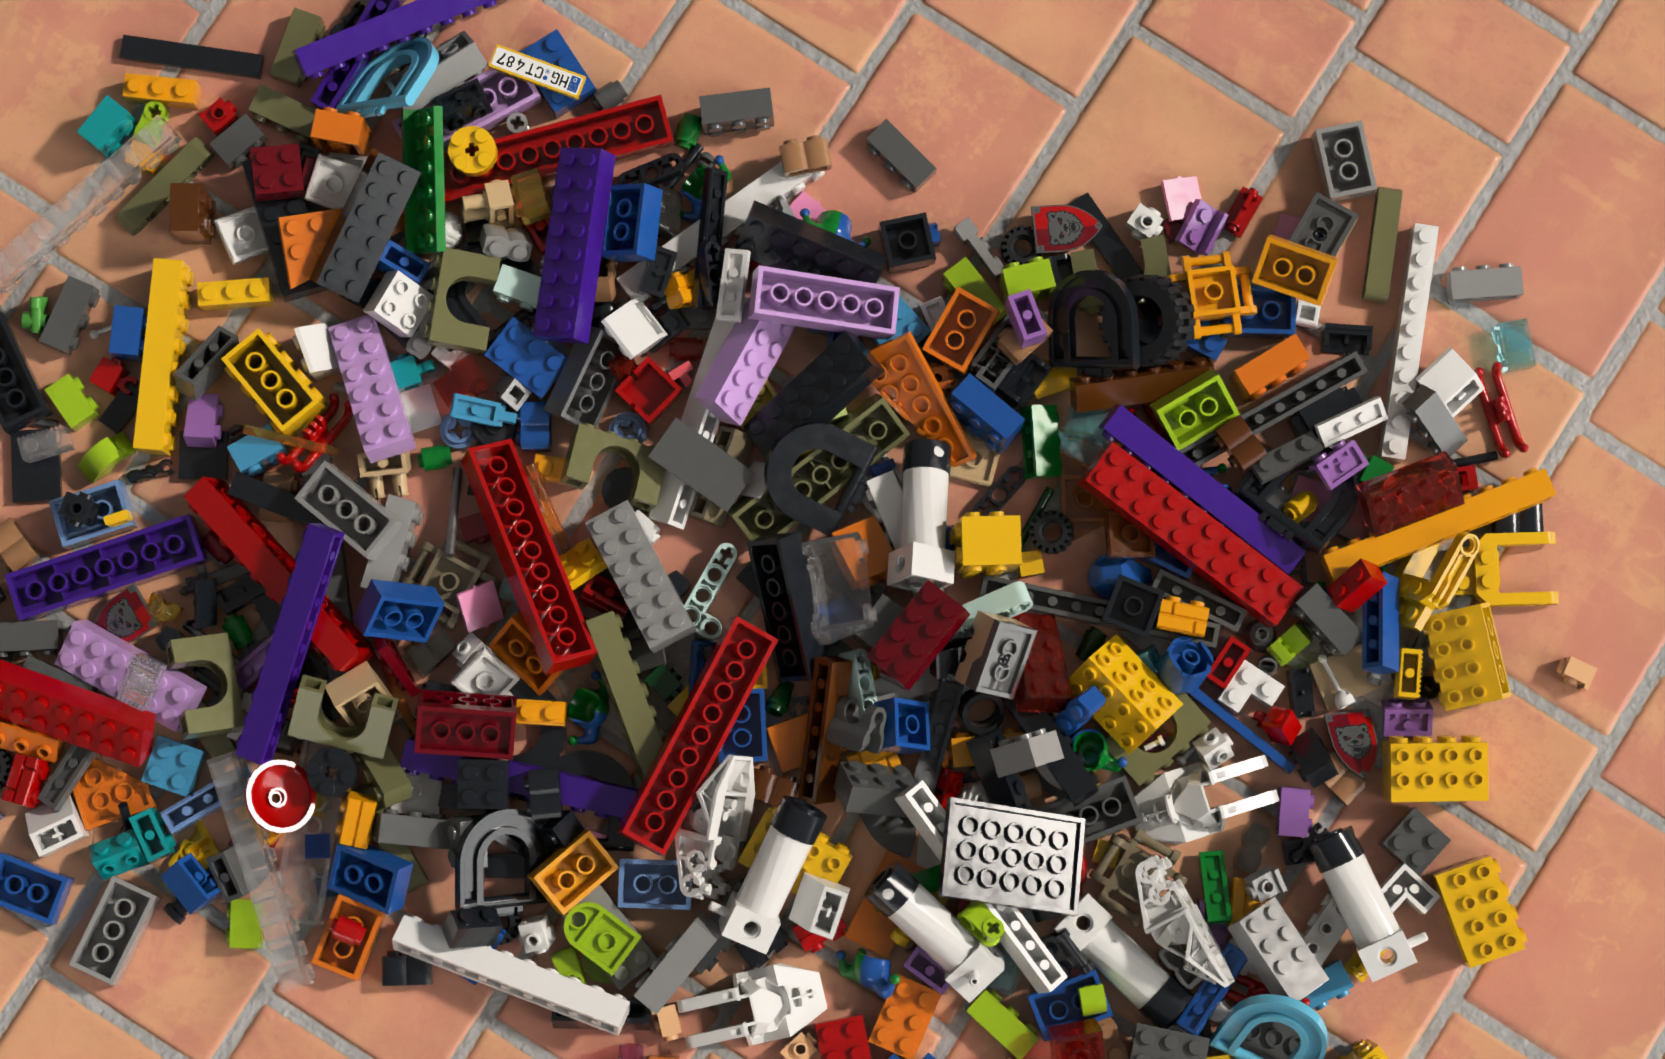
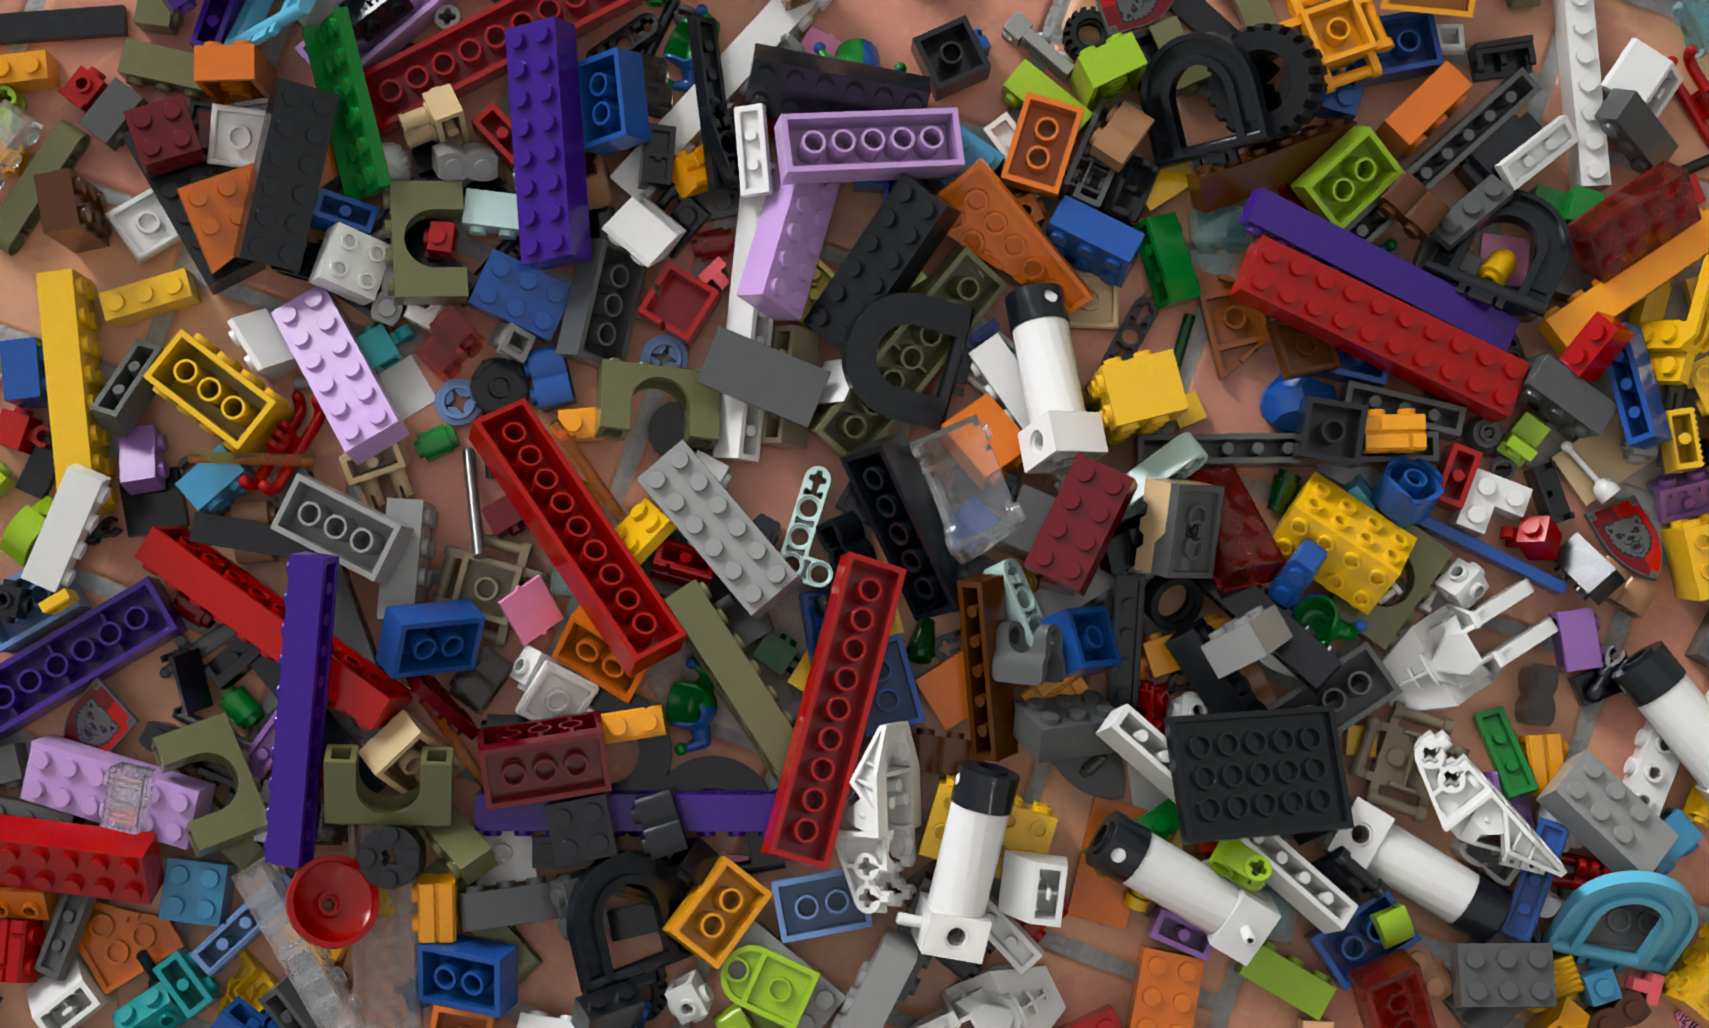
camera: 10 degrees left, 0 degrees up
(137, 463) = (66, 528): none -> white brick
(162, 610) = (142, 702): clear yellow hair -> none
(317, 846) = (394, 951): clear blue tile -> none
(473, 301) = (441, 241): none -> red brick
(480, 411) = (479, 372): dark azure hinge -> none
(483, 159) = (415, 63): yellow brick -> none
(530, 197) = (481, 98): clear yellow brick -> none
(622, 367) = (639, 280): clear red plate -> none
(737, 602) = (844, 535): none -> black brick
(794, 942) = (1012, 939): none -> white plate
(869, 972) = (1109, 953): blue piece -> none
(1025, 318) = (1121, 109): medium lavender brick -> none
(1041, 521) = (1211, 383): black tyre -> none
(1256, 882) = (1568, 735): light grey brick -> none
(1339, 464) = (1538, 204): medium lavender bracket -> none

